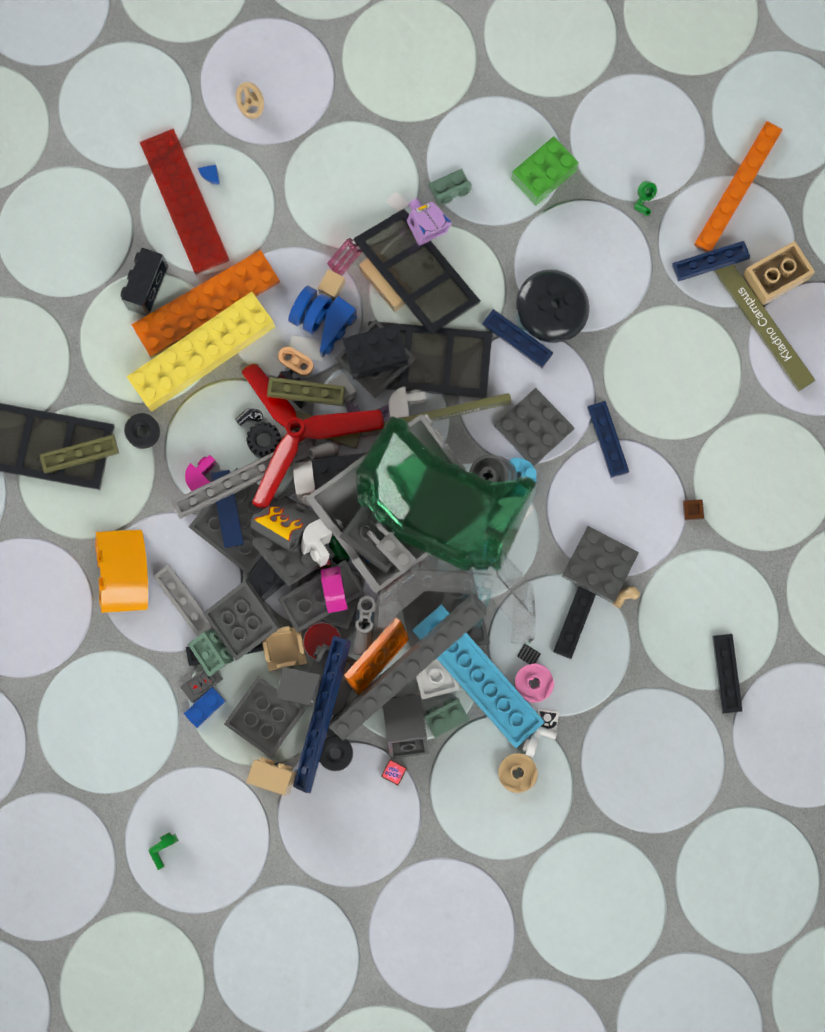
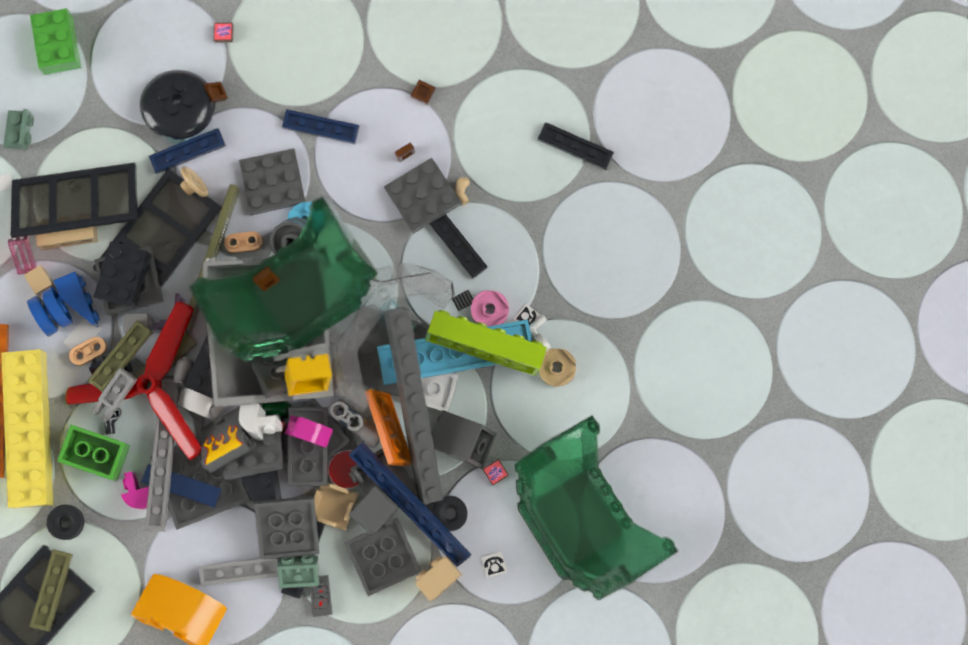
camera: 60 degrees left, 0 degrees up
(204, 707) = (343, 605): blue plate -> none
(212, 419) = (93, 453): none -> bright green brick
(255, 432) = (128, 419): black tyre -> none
(272, 406) = (114, 393): none -> light grey hinge
(313, 817) = (494, 564): none -> white sticker
(379, 561) = (308, 375): none -> yellow piece
(396, 873) = (581, 518): none -> clear green windscreen
(400, 400) = (179, 280): white brick -> none
(427, 221) = (36, 166): lavender torso -> none
(440, 476) = (266, 279): none -> reddish brown tile
(446, 717) = (475, 400): sand green bracket -> none
(466, 434) = (243, 242): none -> light nougat plate
(491, 361) = (193, 183): none -> tan piece
(499, 698) = (486, 343): none -> lime brick
(583, 331) = (215, 91): none -> reddish brown tile
(629, 526) = (404, 152): none -> reddish brown tile
(640, 306) = (223, 32): none -> tile

